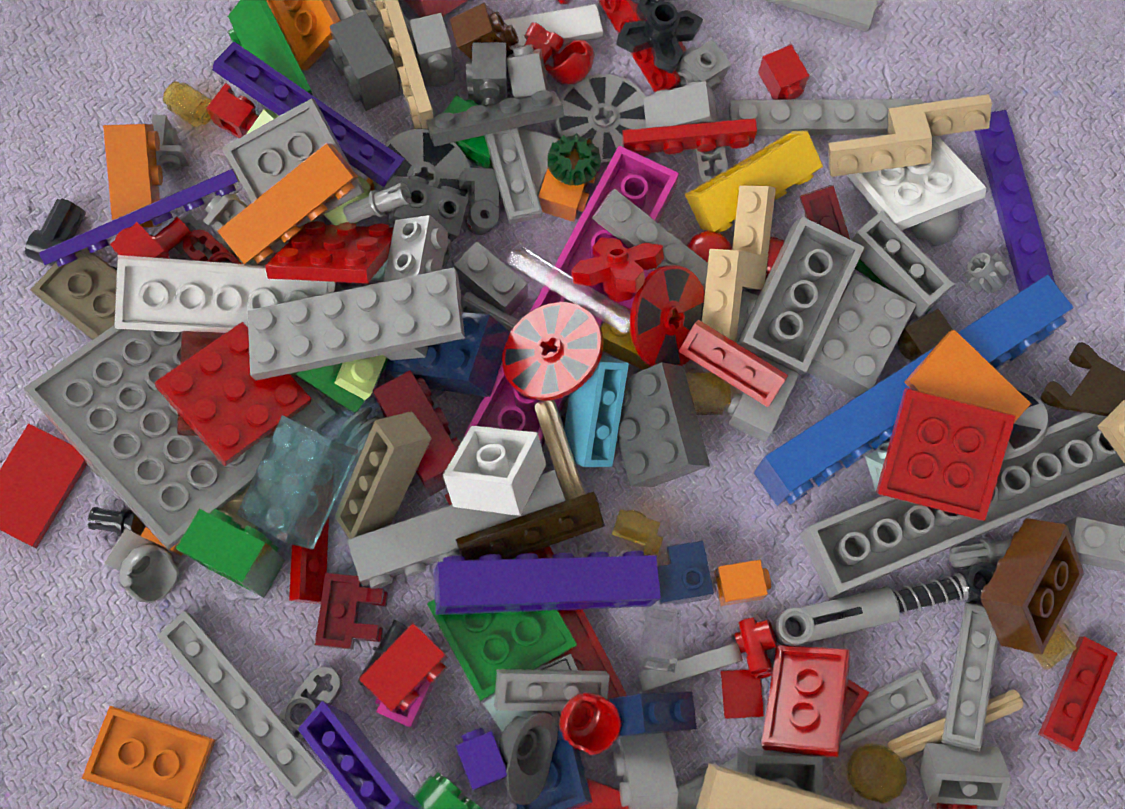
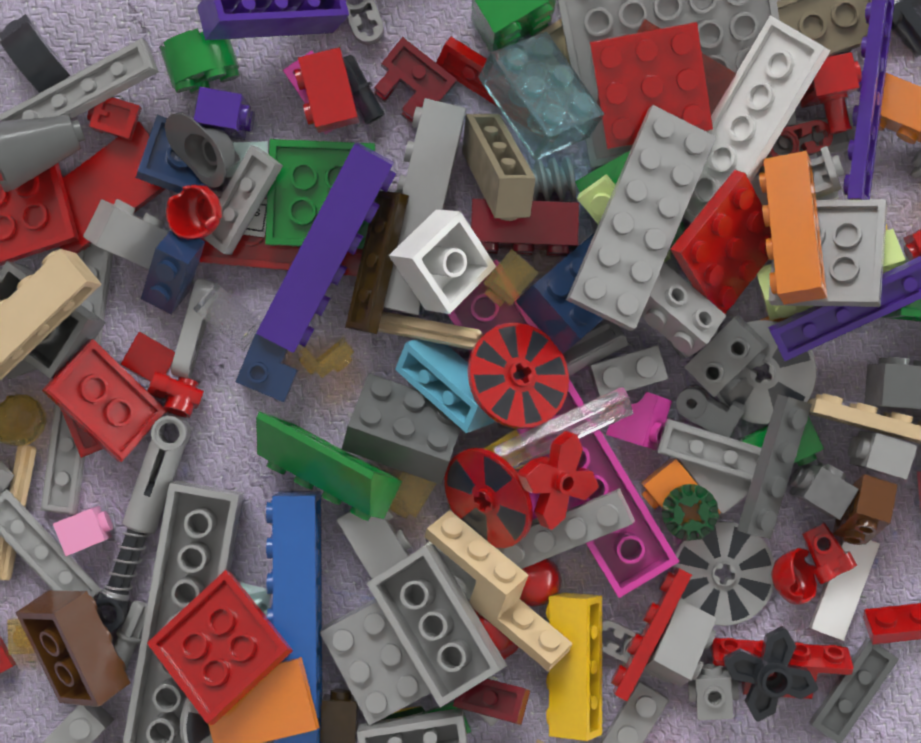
camera: 125 degrees right, 15 degrees up
(378, 203) = (752, 309): light grey axle -> none
(474, 407) = (509, 279): none -> clear yellow brick
(525, 234) = (645, 424): none -> dark pink brick
(526, 71) = (804, 526): light grey brick -> none
(733, 363) = (413, 526): plate -> none
(733, 468) = (325, 466): none -> green slope
(742, 582) = (233, 415): orange brick -> none
(928, 650) = (83, 530): none -> bright pink brick

